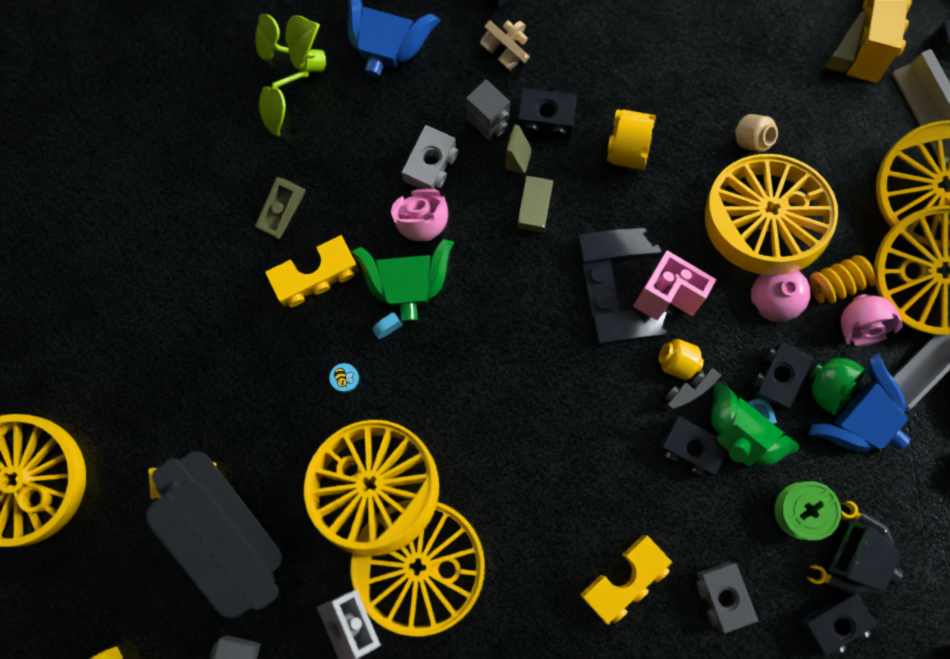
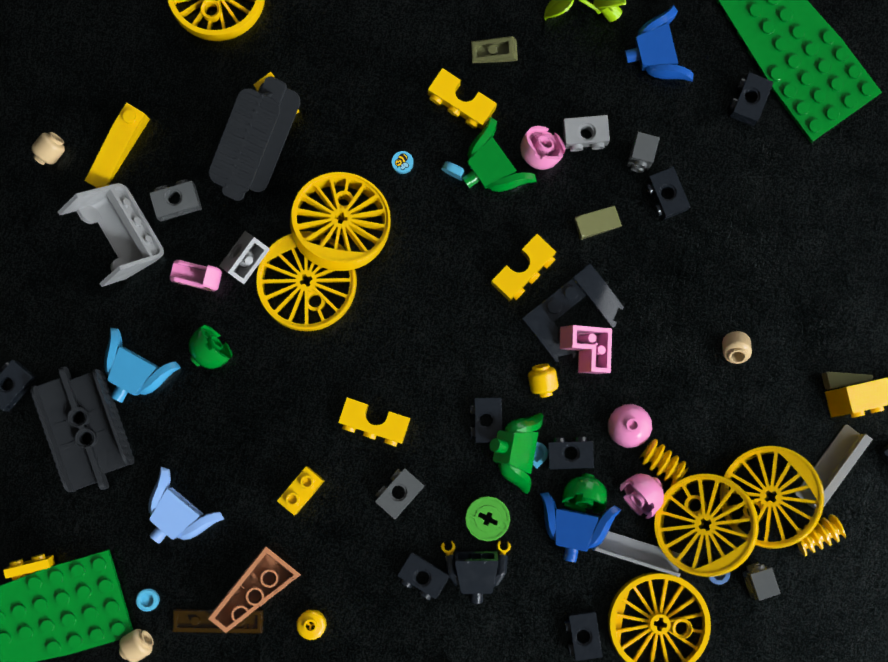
camera: 60 degrees right, 5 degrees up
(495, 37) = (700, 145): tan hips -> none
(517, 151) = (626, 189): olive slope -> none
(538, 286) = (511, 283): none -> yellow arch
(630, 139) = (679, 262): yellow brick -> none
(680, 396) = (517, 393): dark grey slope -> none
(770, 213) = (688, 389): yellow piece -> none

